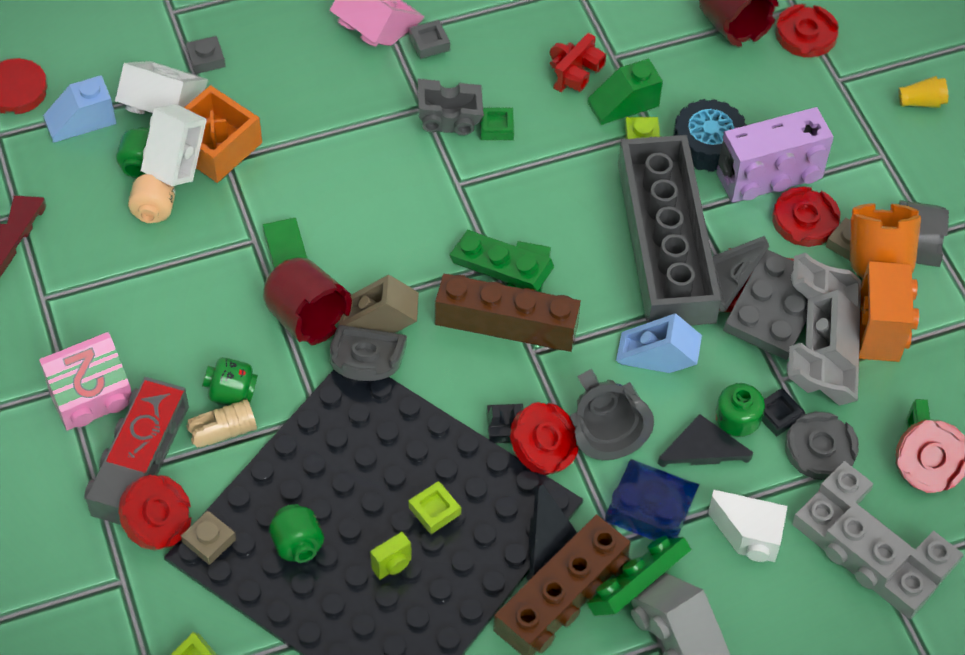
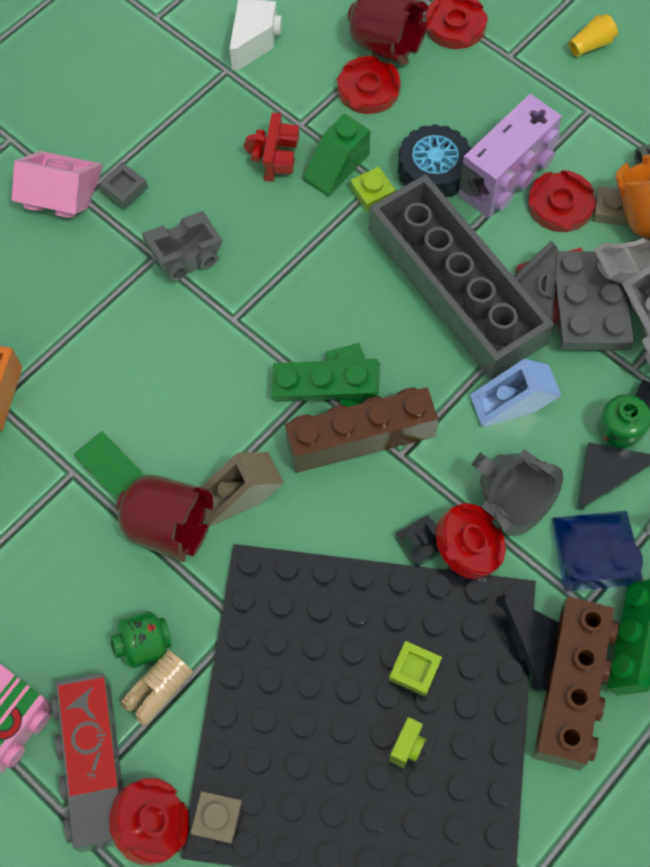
camera: 25 degrees left, 10 degrees up
(296, 533) = (302, 769): green head -> none
(366, 353) = (253, 539): dark grey tile -> none
(497, 124) = (236, 241): green tile -> none
(693, 50) = (368, 85): none -> red tile

